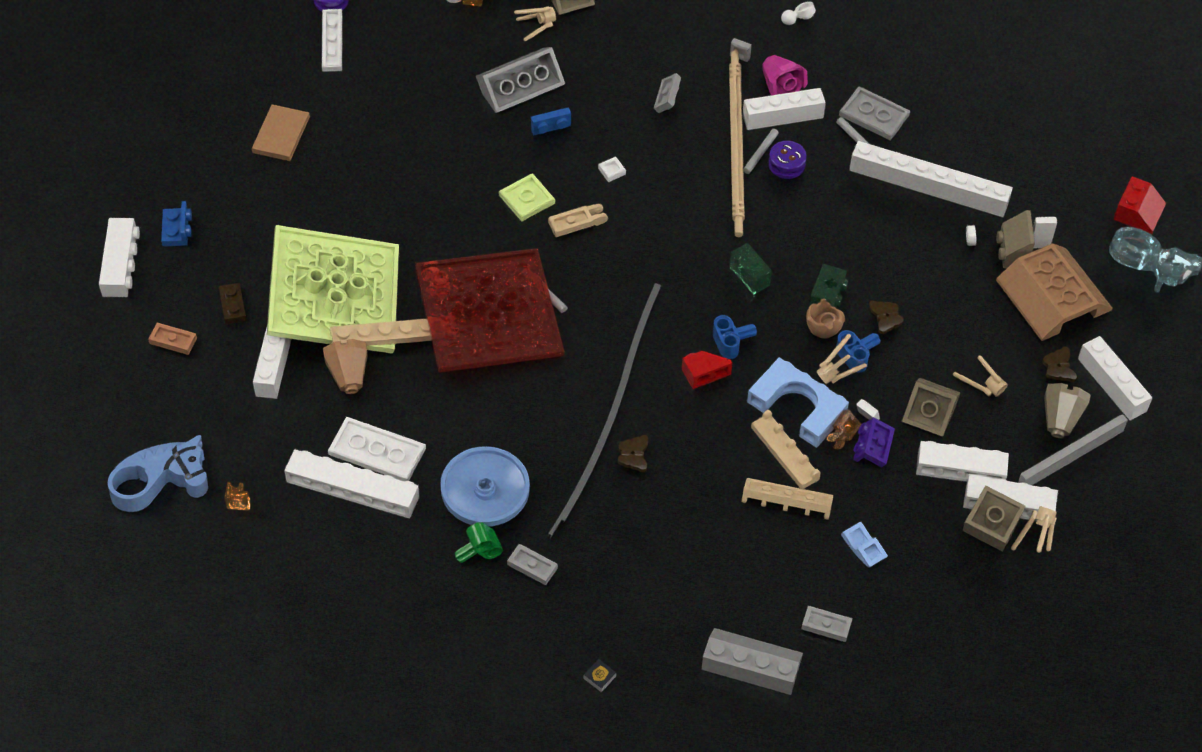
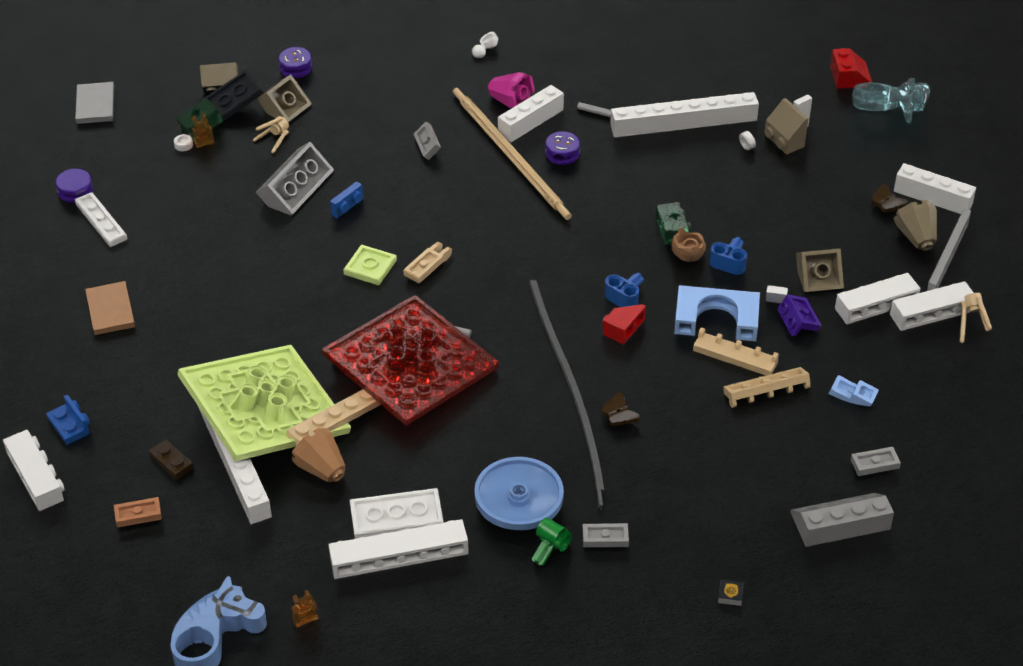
camera: 30 degrees left, 10 degrees down
(612, 169) = (425, 214): white tile -> none
(743, 48) = (462, 84): light grey tile -> none
(750, 268) = (600, 235): clear green brick -> none
(760, 151) = (535, 150): light grey bar -> none
(828, 371) = (722, 280): tan plant -> none
(845, 428) = (770, 314): clear orange plate -> none
(874, 113) = (601, 89): light grey tile -> none
(886, 315) = (731, 223): dark brown animal -> none
(993, 518) = (937, 323): dark tan slope -> none
(994, 383) = (852, 232): tan plant -> none
(1051, 290) = (837, 152): medium nougat slope -> none

